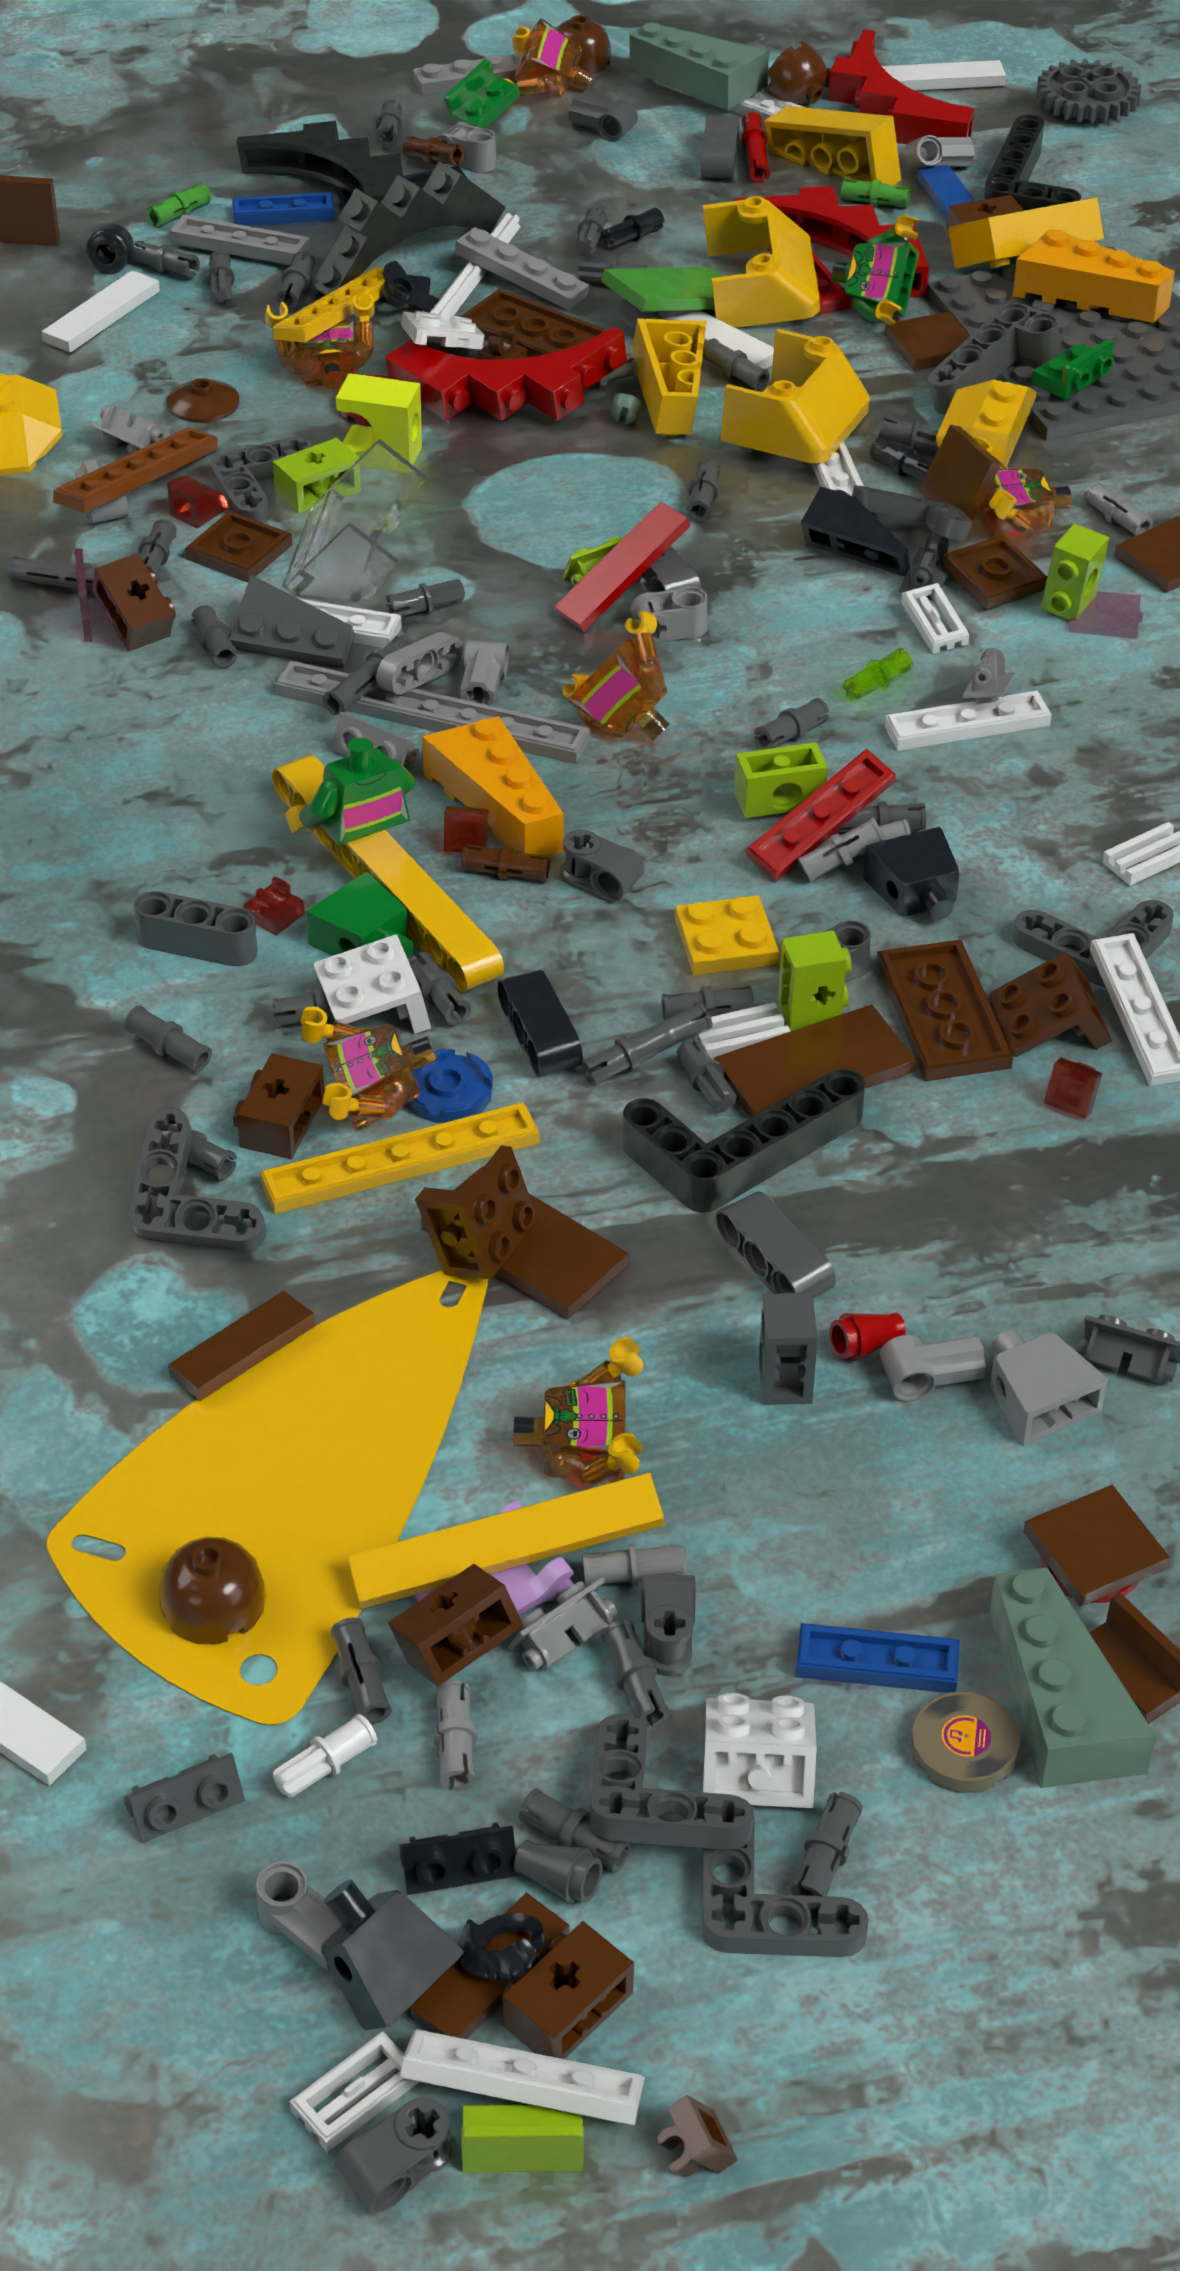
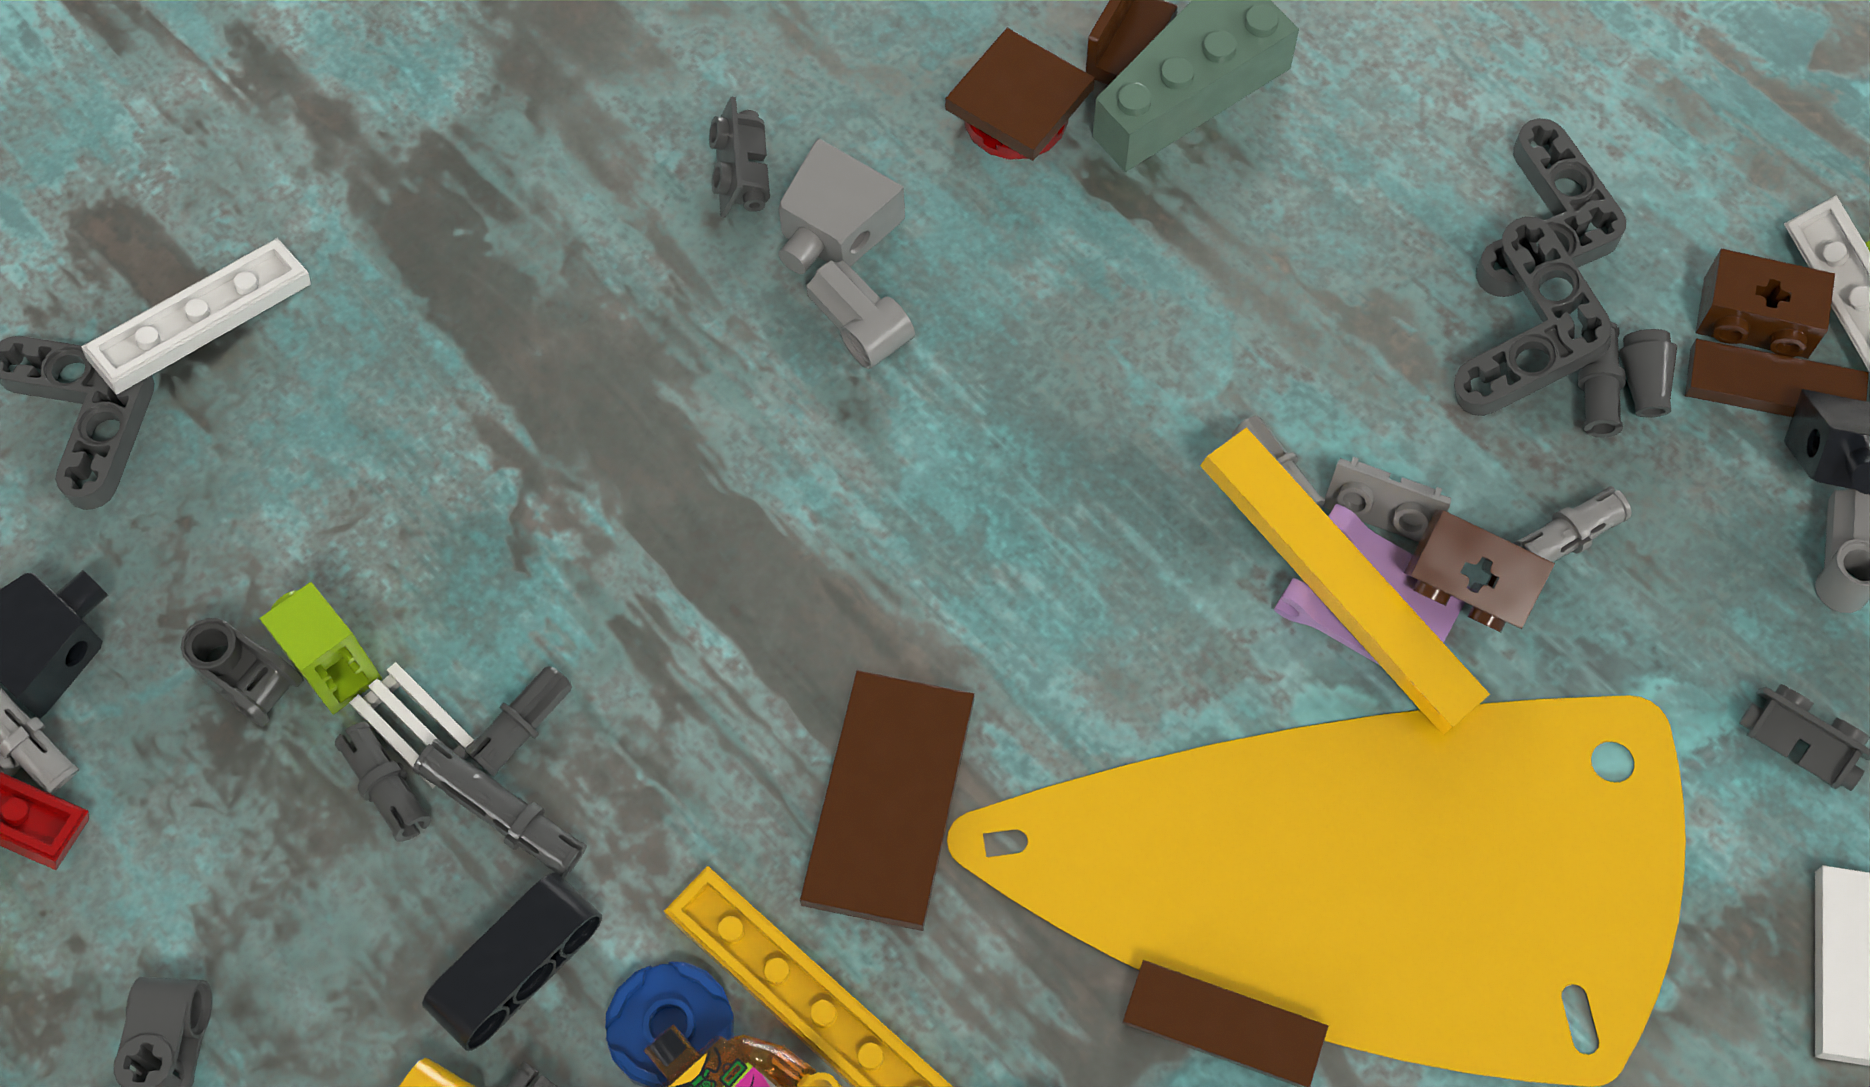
camera: 115 degrees left, 20 degrees up
(211, 1590) = (1573, 848): reddish brown cylinder -> none
(324, 1756) = (1677, 631): white axle -> none
(360, 1670) = (1562, 651): dark grey pin -> none
(458, 1859) = (1711, 475): black hinge -> none
(485, 1223) = (958, 834): reddish brown bracket -> none
(505, 1964) = (1791, 337): black piece -> none
(586, 1424) = (1144, 583): torso -> none
(635, 1673) = (1401, 409): dark grey pin -> none
(668, 1621) = (1325, 403): dark grey piece -> none
(702, 2138) = (1813, 157): tile -> none
(718, 1171) = (619, 619): pearl dark grey beam -> none
(726, 935) = (230, 824): yellow plate -> none
(761, 1750) = (1406, 273): white bracket -> none
(774, 1247) = (772, 524): dark grey beam -> none
(787, 1348) = (938, 426): dark grey brick -> none
(788, 1062) = (438, 619): reddish brown tile -> none
(827, 1845) = (1479, 181): dark grey pin -> none
(863, 1333) = (851, 391): red cone -> none
(878, 1658) = (1243, 232): blue tile -> none
(944, 1010) = (271, 524): reddish brown tile -> none
(965, 1741) = (1290, 129): dark tan tile -> none
(1048, 1003) = (239, 409): reddish brown bracket -> none
(1073, 1087) = (366, 331): clear red tile -> none

